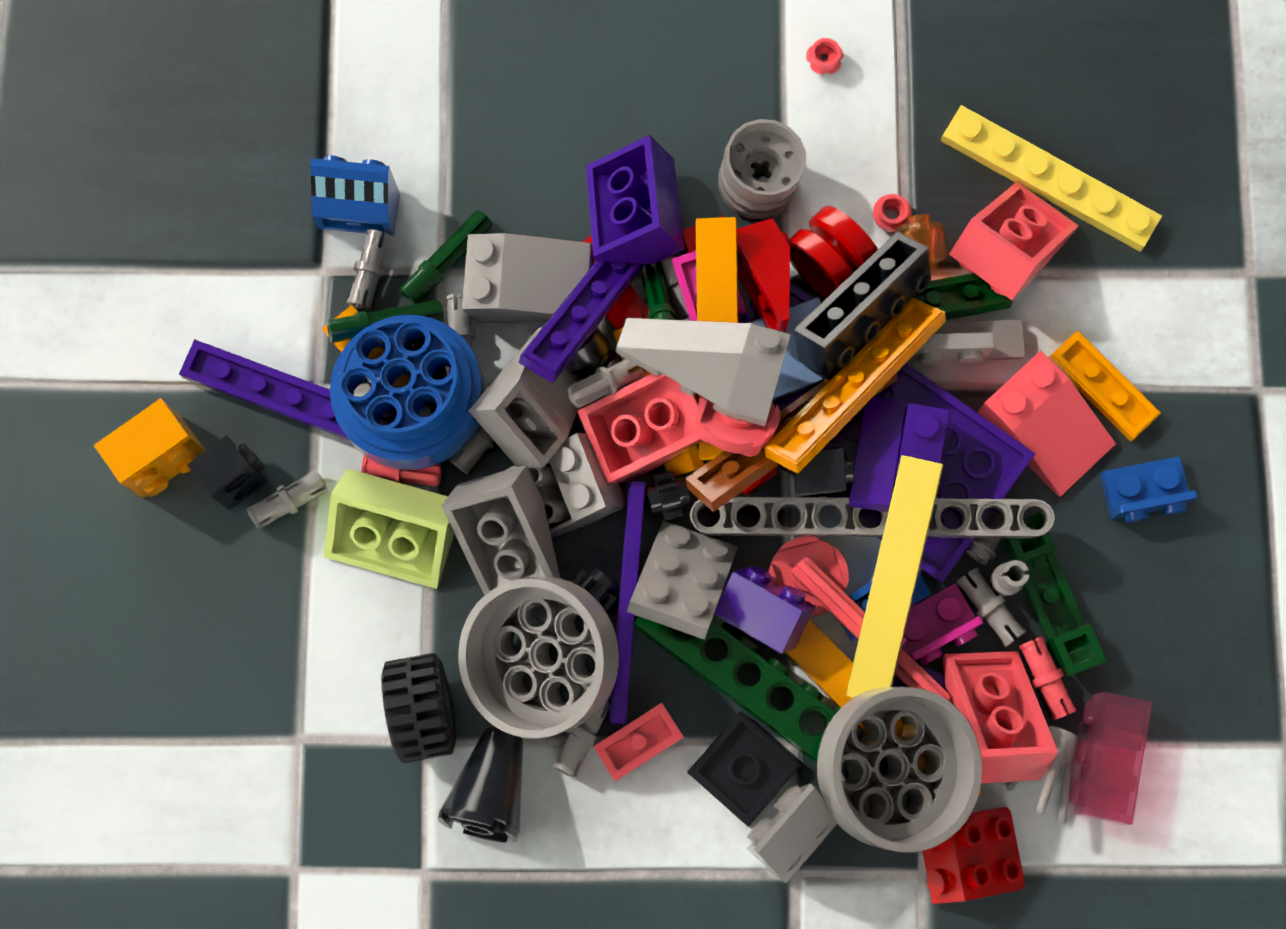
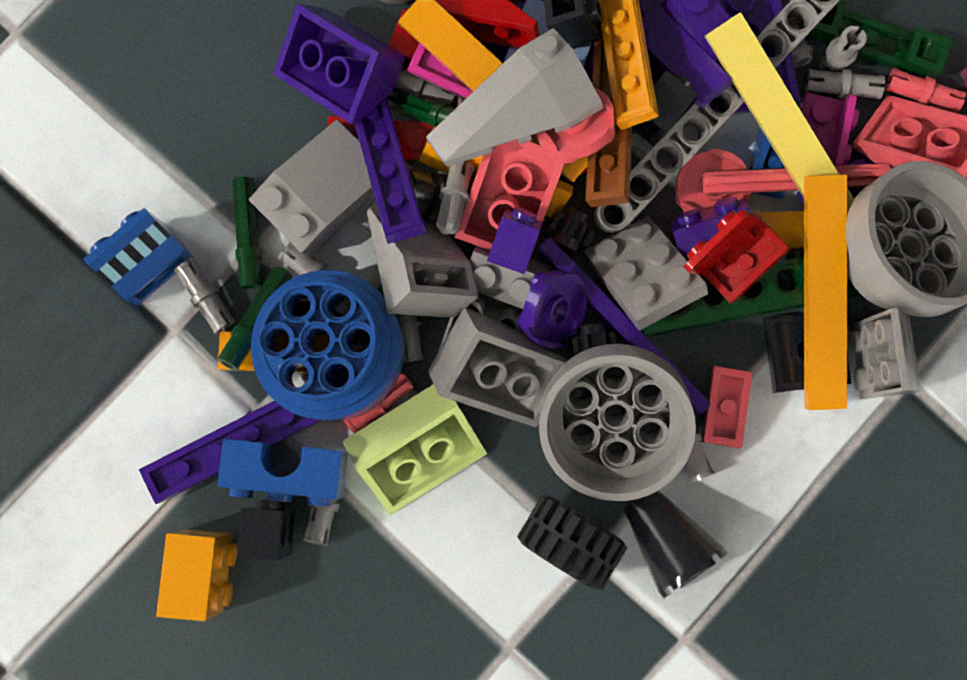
camera: 50 degrees left, 5 degrees up
(264, 416) = (247, 468): none -> blue arch
(582, 516) = (546, 292): none -> dark purple plate
(611, 455) = (515, 240): none -> dark purple brick
(754, 631) = (737, 254): none -> red bracket
(792, 735) = (825, 292): none -> light orange tile

